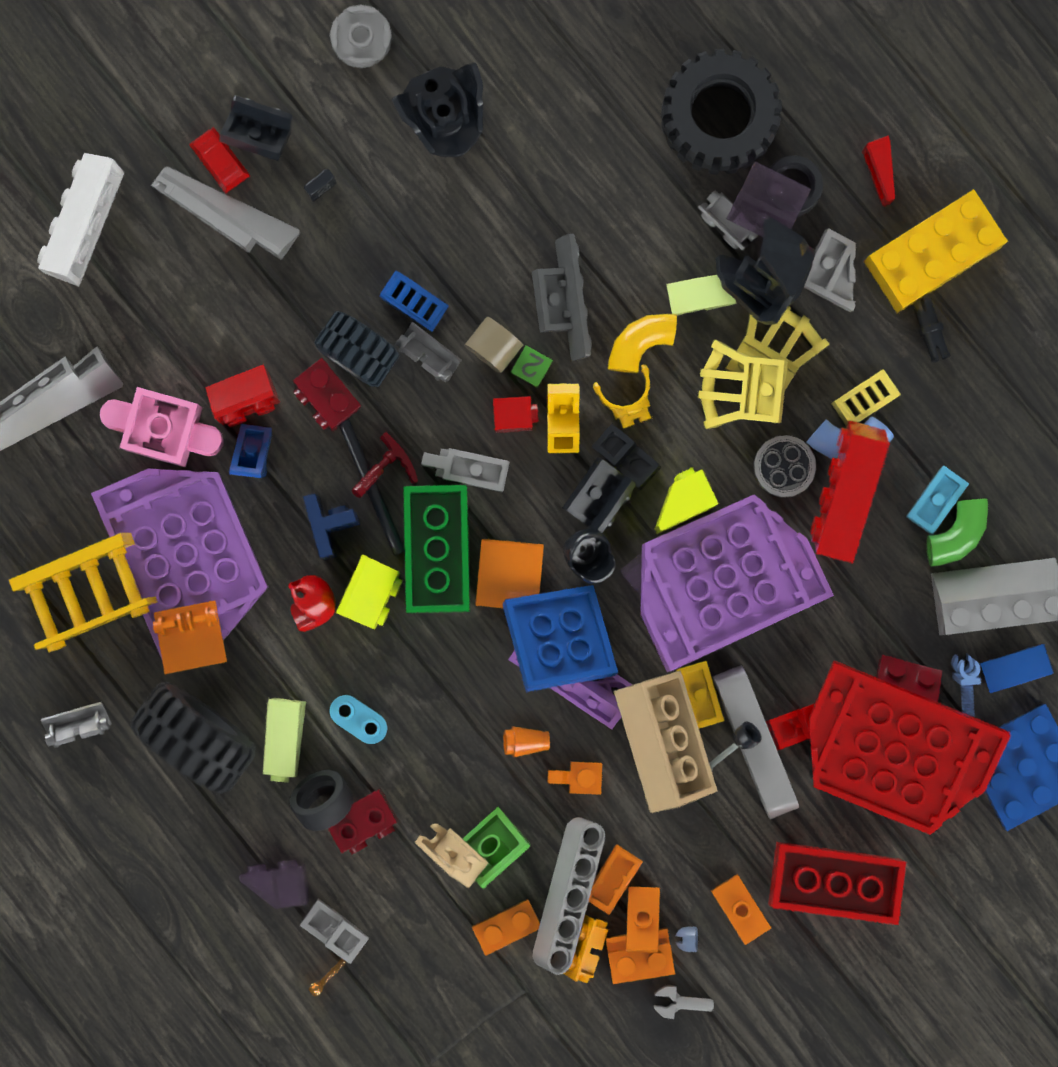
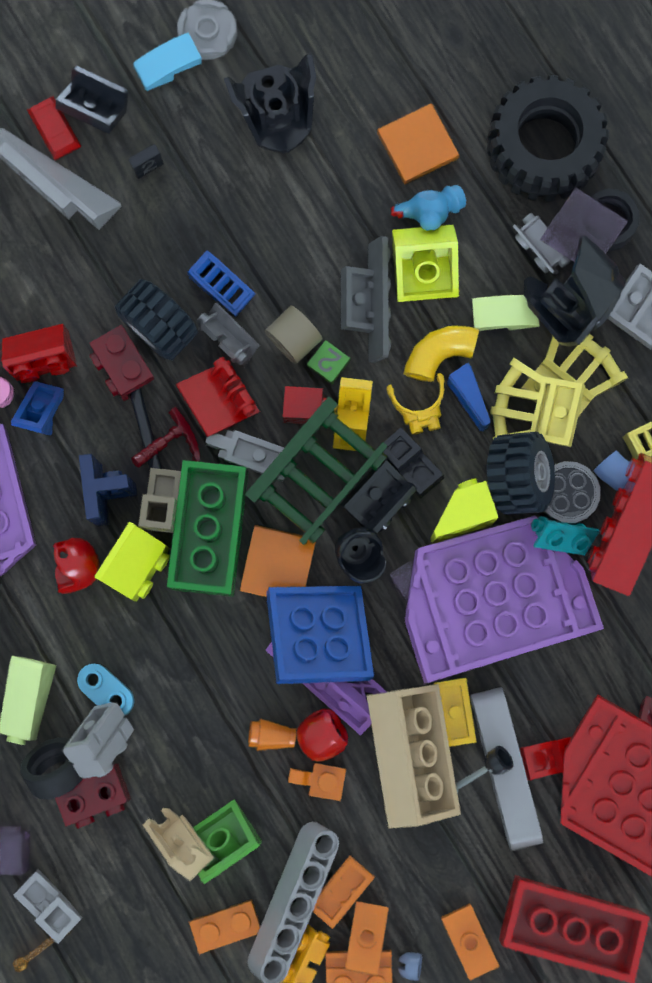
camera: 15 degrees right, 5 degrees down
(326, 77) = (166, 60): none -> medium azure slope
(362, 768) = (98, 741): none -> light grey brick
(388, 528) = (160, 502): none -> dark tan brick
(427, 417) = (217, 397): none -> red hinge
(505, 479) = (307, 442): none -> dark green fence
(573, 736) = (319, 736): none -> red helmet
(591, 130) = (418, 143): none -> orange tile
(613, 196) = (431, 206): none -> dark azure animal
(615, 254) = (425, 263): none -> neon yellow slope
(673, 379) = (465, 388): none -> blue slope
(735, 456) = (520, 473): none -> black wheel
(783, 512) = (563, 536): none -> teal hinge

